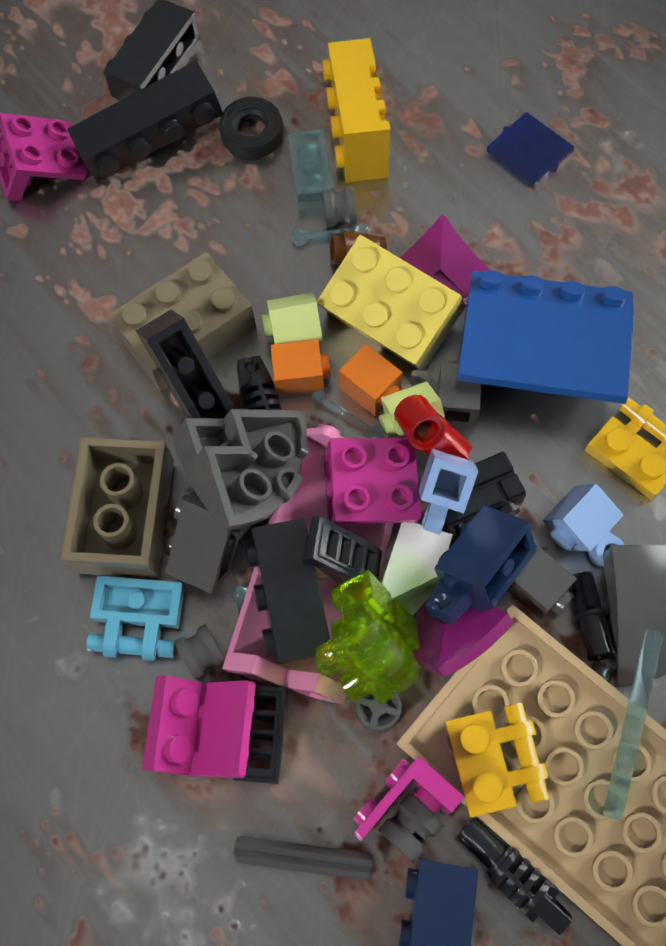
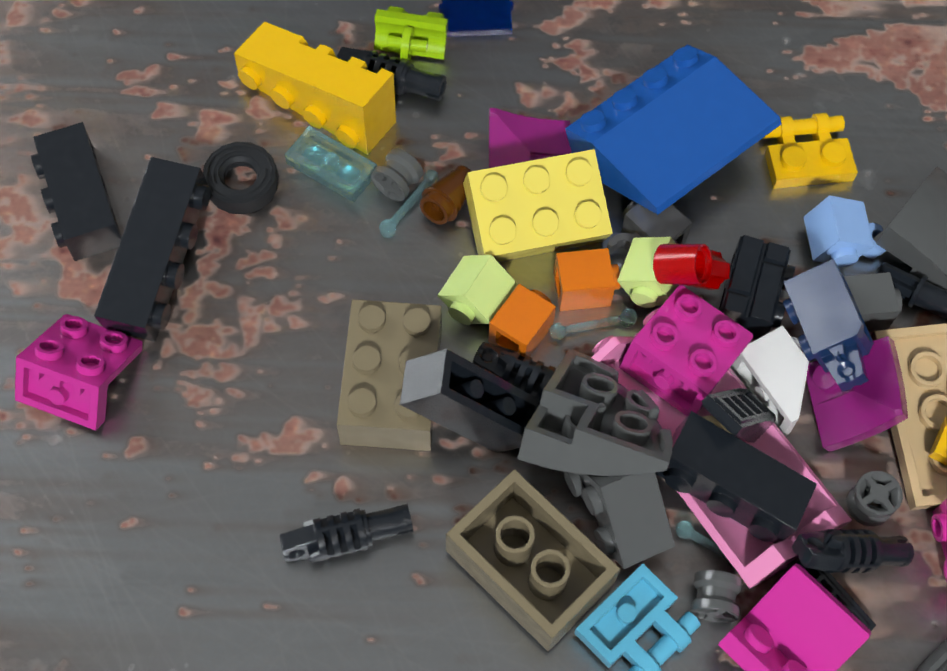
camera: 55 degrees left, 5 degrees down
(53, 387) = (344, 533): none -> black hinge
(309, 718) = (851, 550): none -> black hinge
(370, 641) = (843, 453): clear neon green hips -> none
(416, 142) = (405, 75): none -> black hinge
(446, 486) = (751, 290): light blue brick -> none
(456, 125) = (410, 33): none -> lime hips

